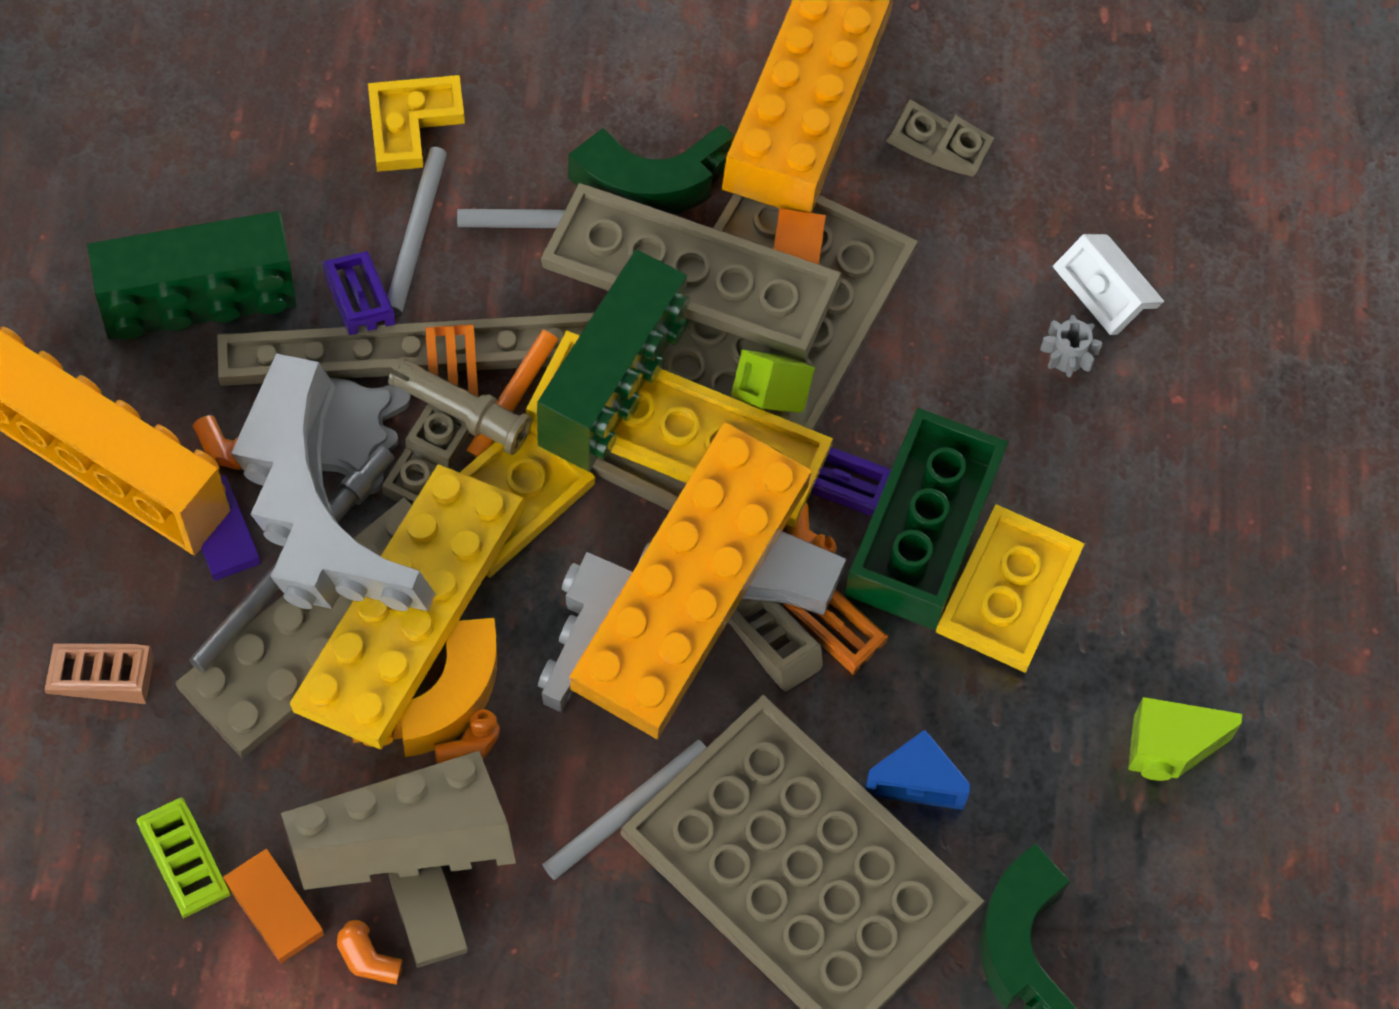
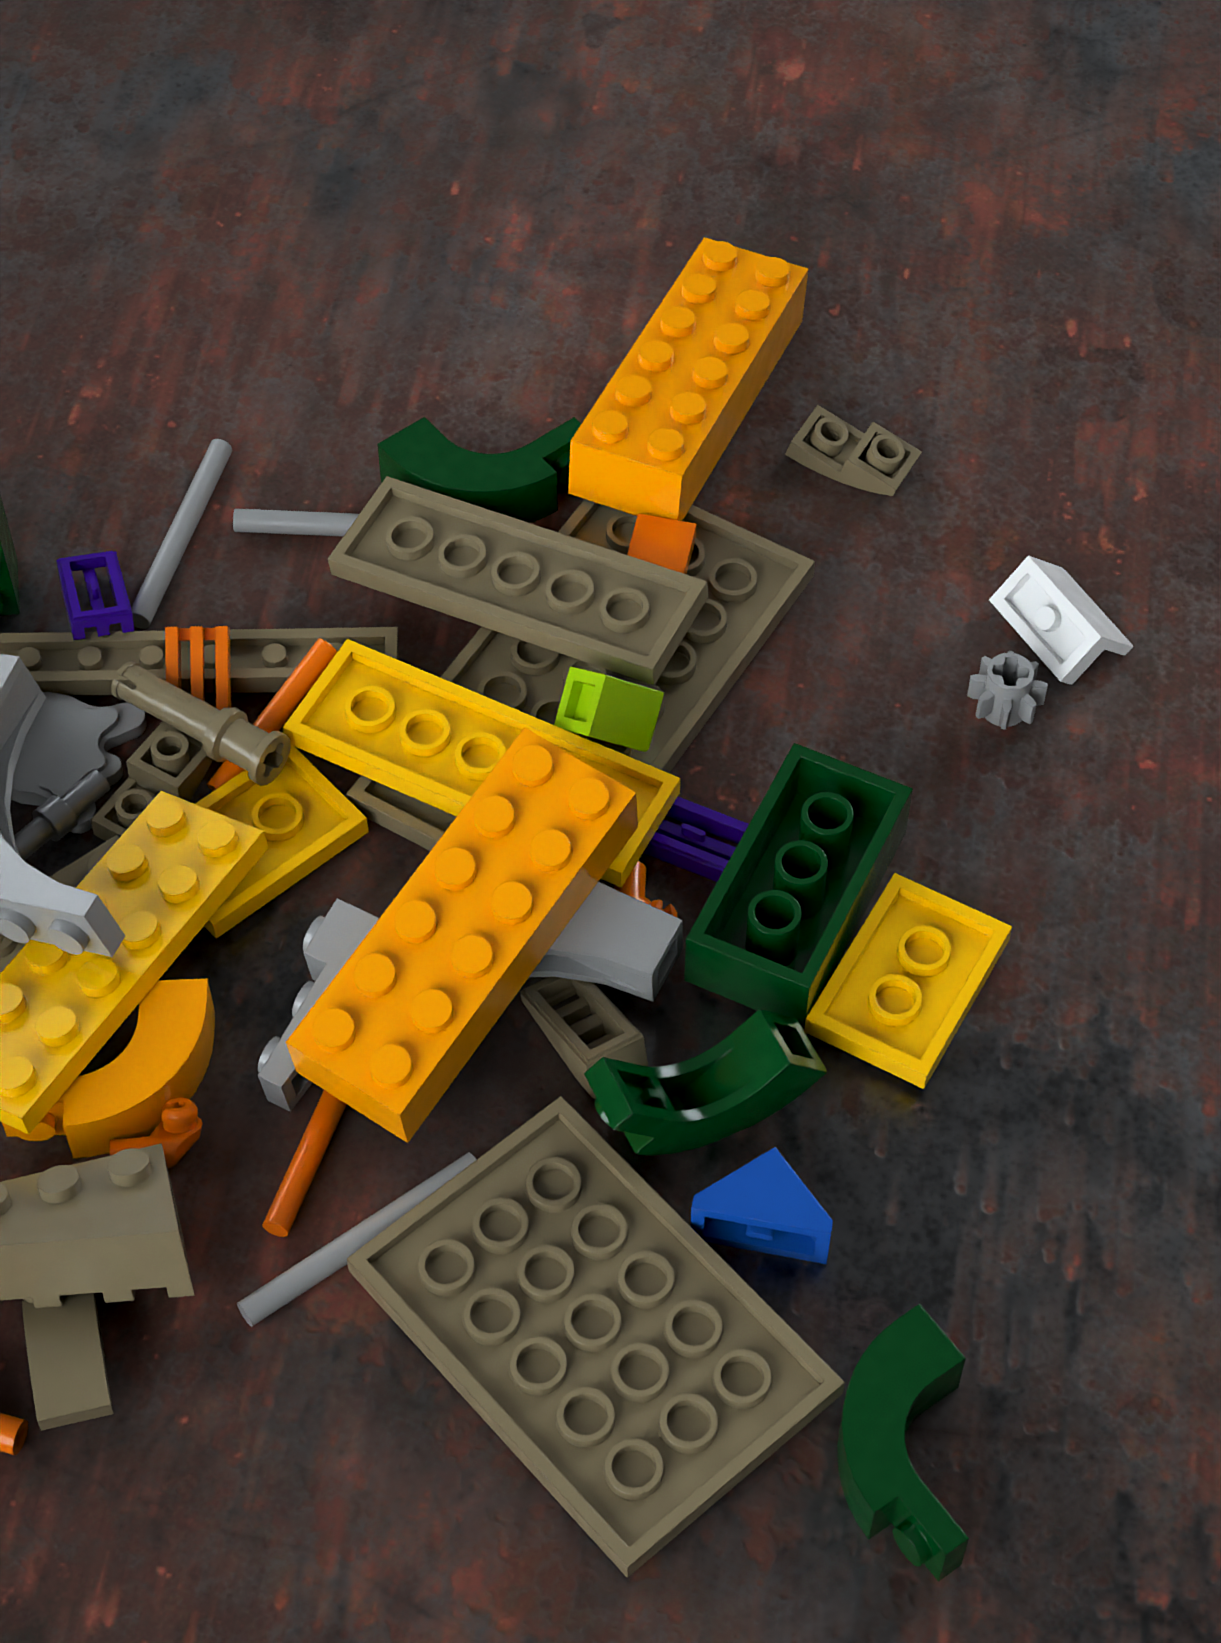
camera: 10 degrees right, 10 degrees down
(402, 109) = (182, 396): yellow plate -> none
(578, 755) = (304, 1165): none -> orange bar
(613, 361) = (391, 663): dark green brick -> none
(830, 643) = (657, 1035): orange tile -> none
(874, 685) = (709, 1095): none -> dark green arch
(1176, 737) = (1131, 1178): lime slope -> none

